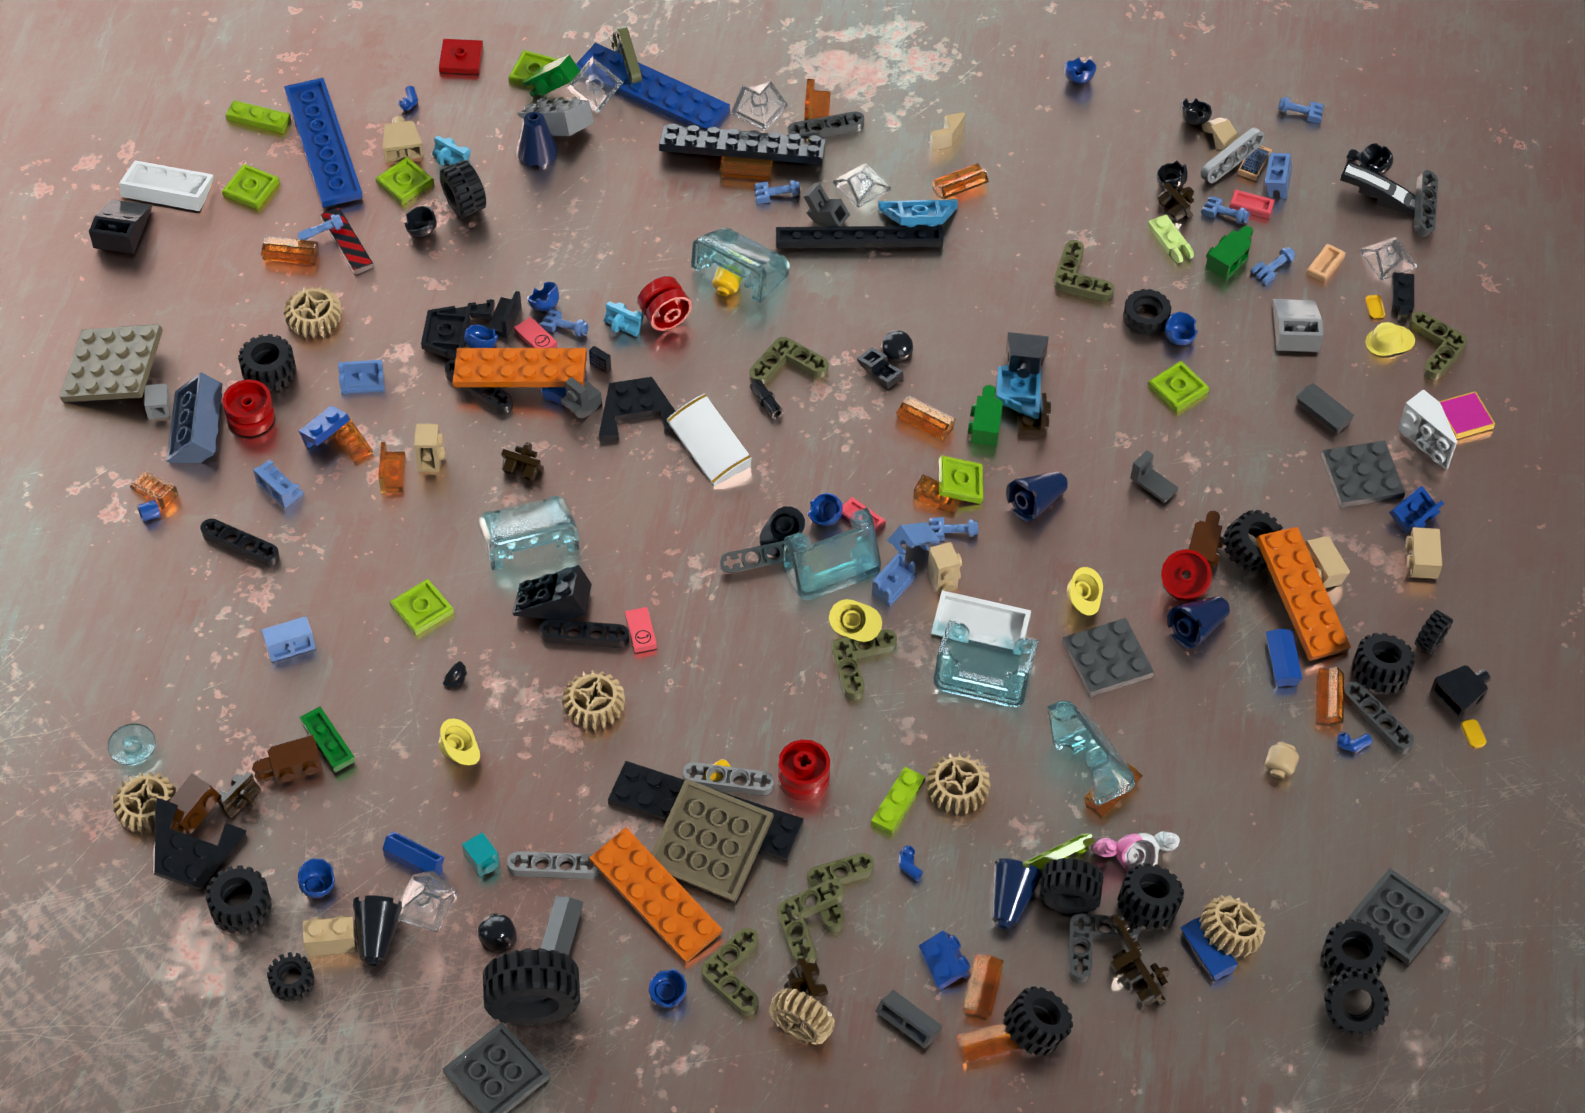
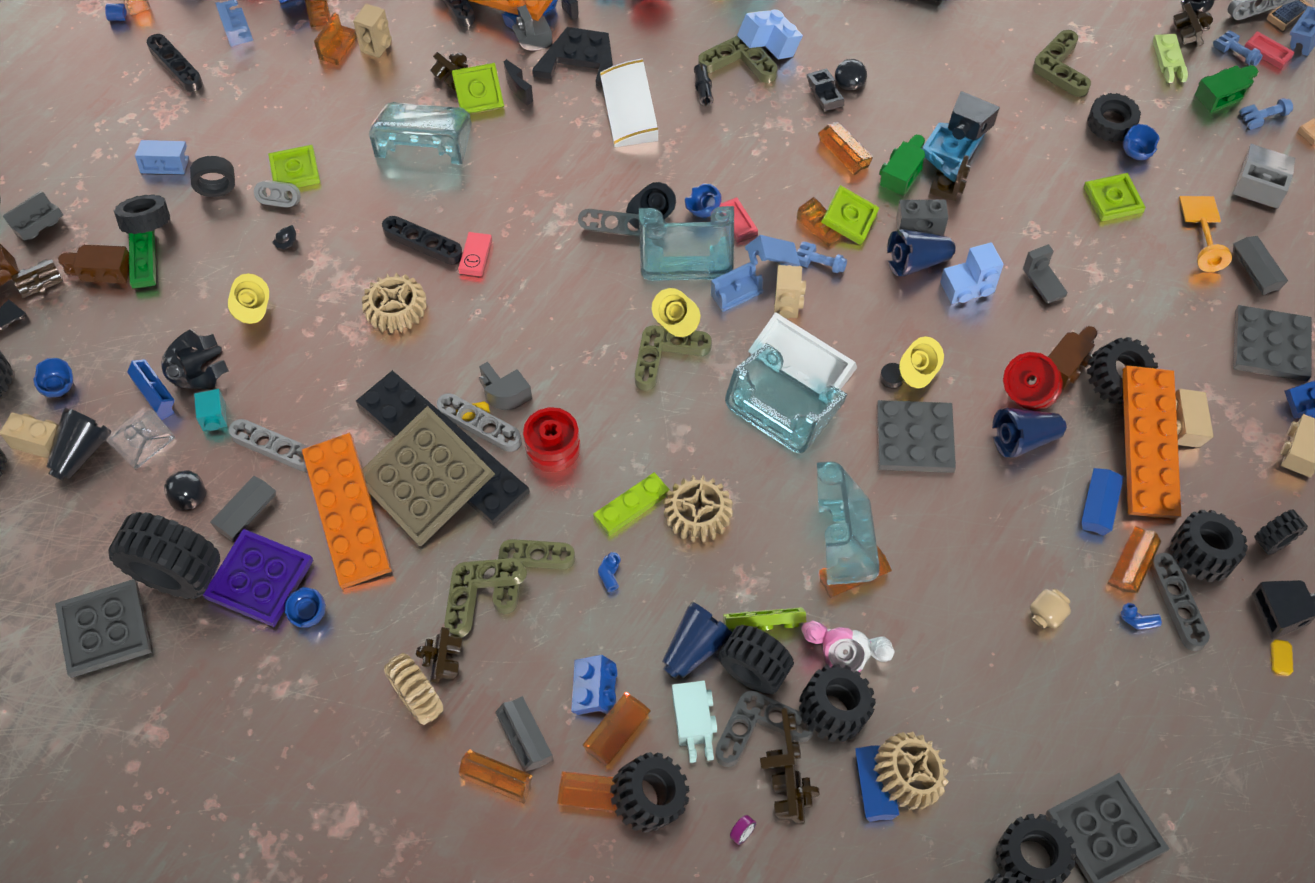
camera: 25 degrees right, 5 degrees up
(197, 739) = (32, 216): none -> dark grey bracket
(309, 710) = (142, 214): none -> black tyre
(349, 633) = (212, 164): none -> black tyre
(423, 637) = (278, 193): none -> light grey plate
(430, 816) = (183, 364): none -> black piece
(554, 595) = (411, 195): black slope -> none
(560, 471) = (478, 88): none -> lime tile
(586, 451) = (515, 81): none -> black slope
(612, 980) = (258, 577): none -> dark purple plate
(725, 969) = (374, 607): olive beam -> none
(737, 744) = (504, 392): none -> dark grey brick
(808, 327) = (772, 31): none -> light blue brick
(903, 1060) = (495, 776): none -> clear orange piece
(1025, 460) = (923, 216): none -> dark grey brick
(1040, 953) = (693, 717): none -> light aqua hinge
(1064, 611) = (891, 375): none -> black tile
(1095, 499) = (975, 277): none -> light blue brick
(1122, 1023) = (742, 829): none -> magenta tile
(1257, 374) = (1204, 210): none -> light orange piece

